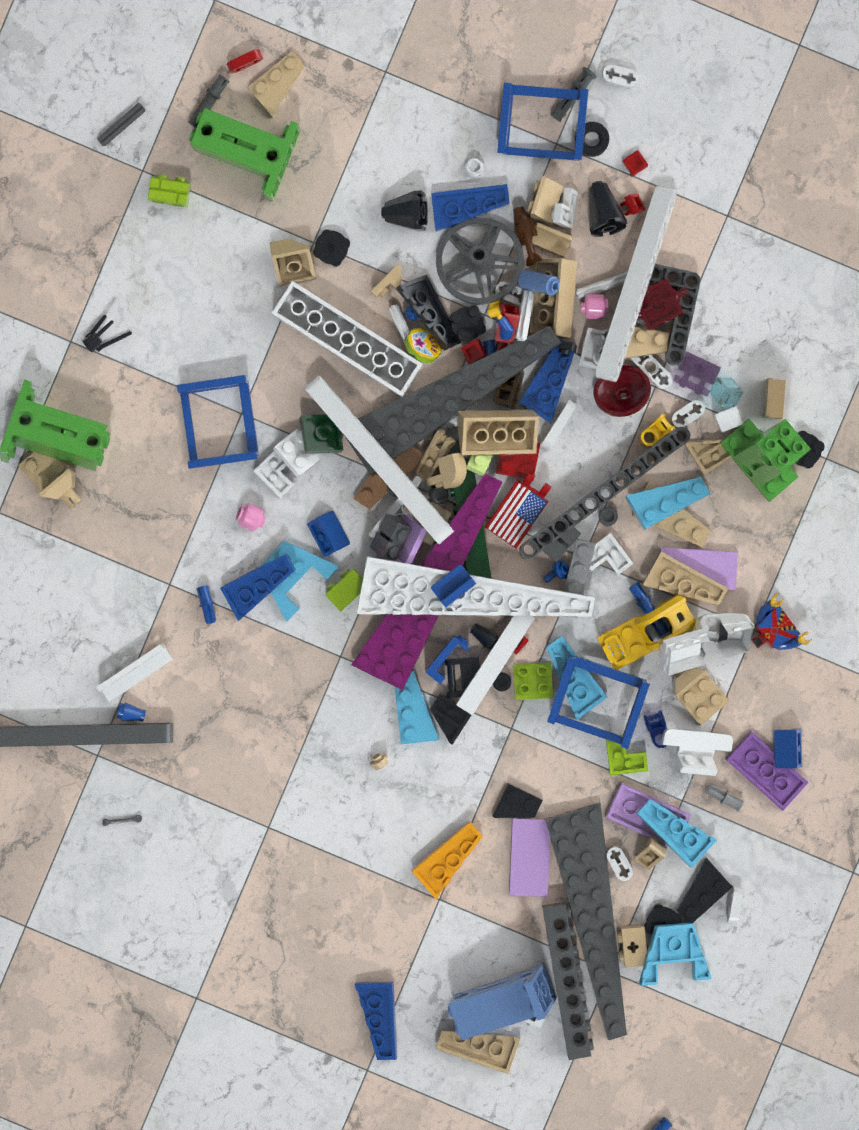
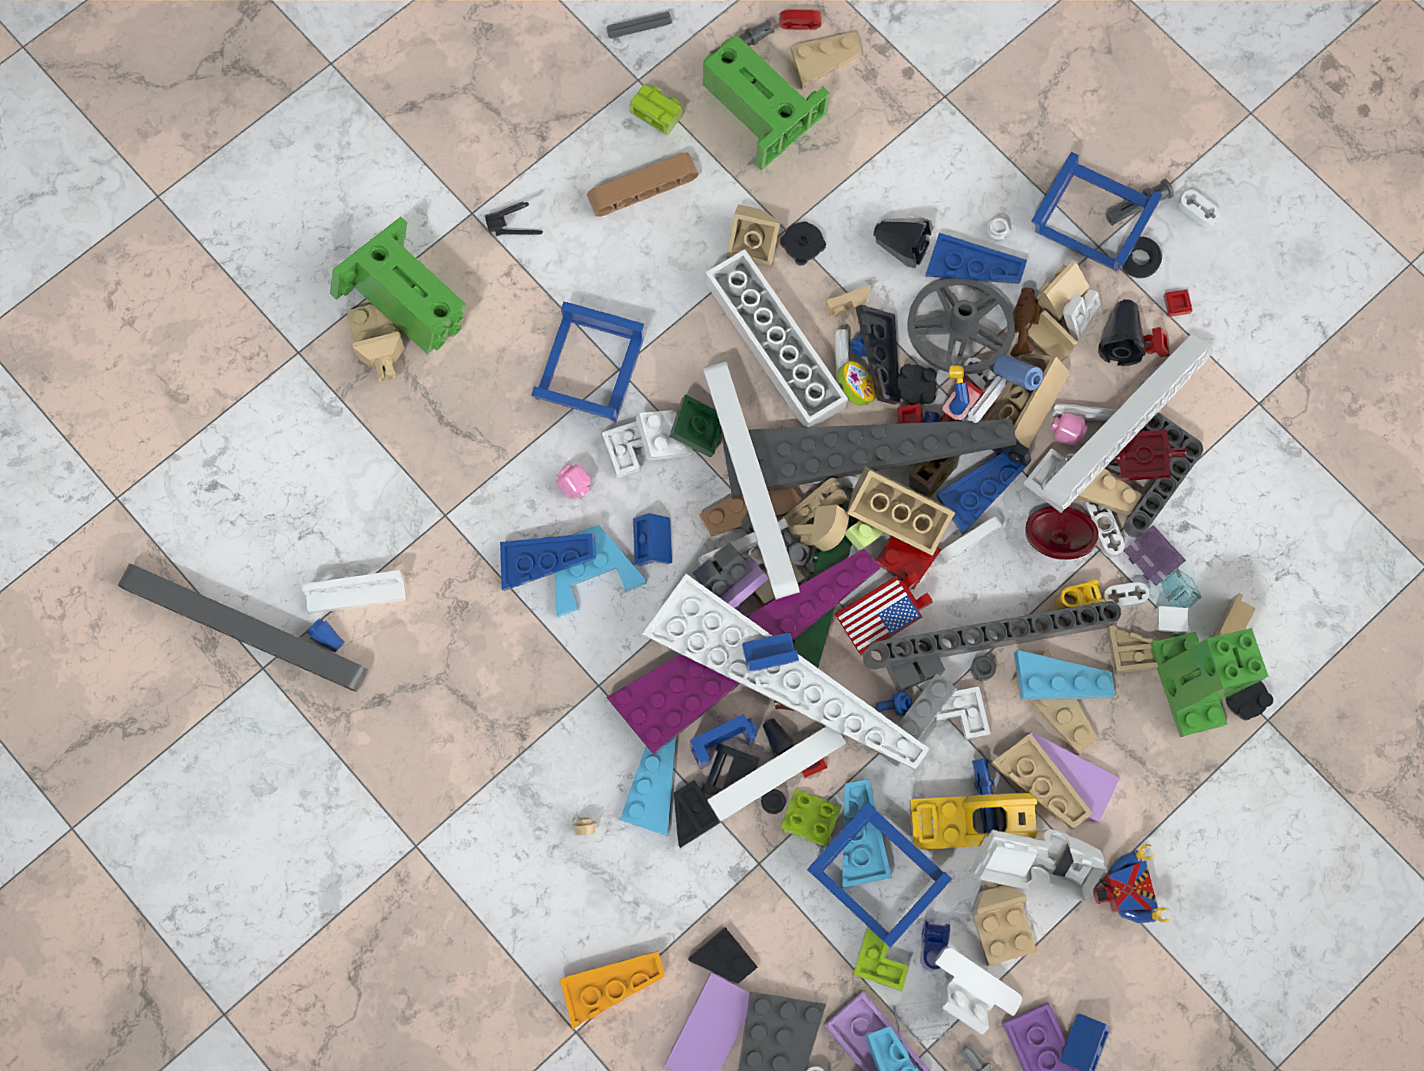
camera: 25 degrees right, 15 degrees down
(138, 818) = (269, 762): dark grey hinge -> none
(188, 259) = (642, 184): none -> medium nougat beam
(206, 604) = (475, 553): blue axle -> none
(345, 590) = (640, 610): lime brick -> none

